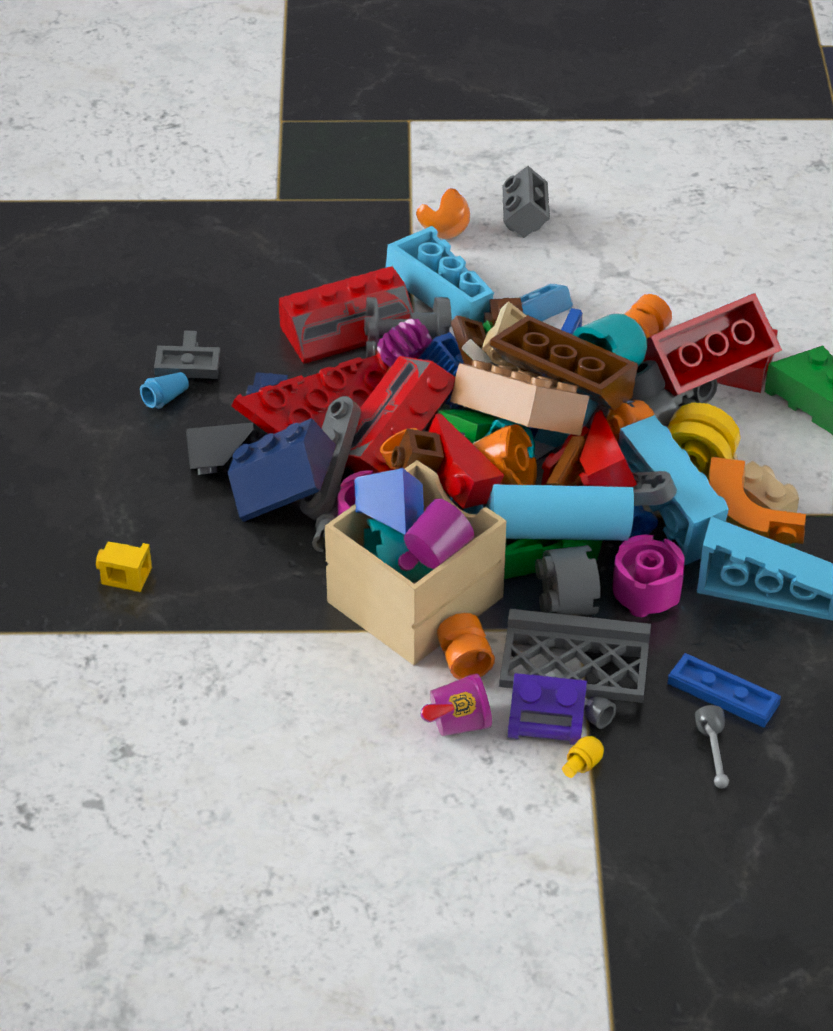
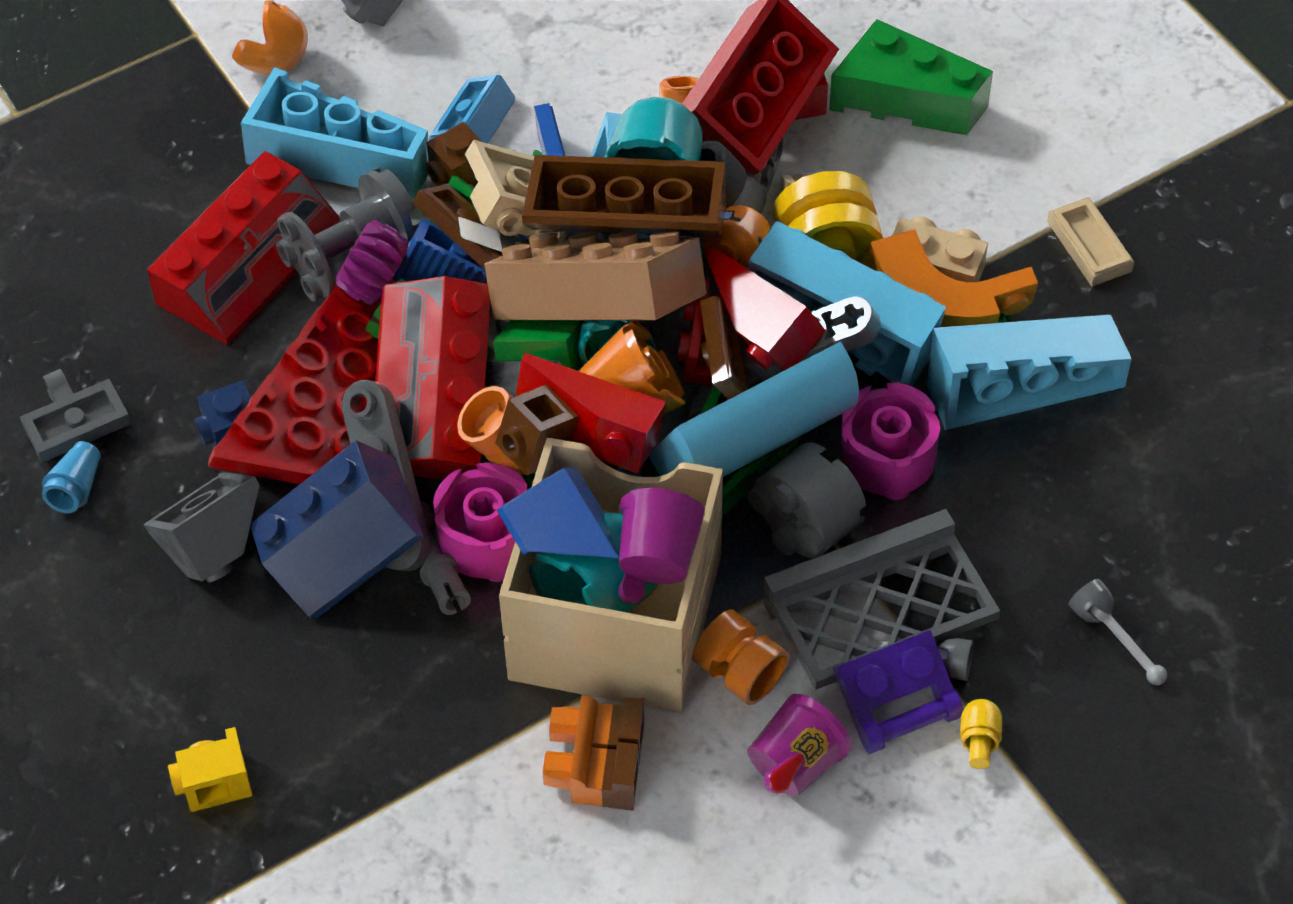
camera: 30 degrees left, 10 degrees up
(346, 657) = (605, 752): none -> hips
(651, 314) = (629, 75): orange wheel -> none
(724, 690) = (1073, 548): blue tile -> none

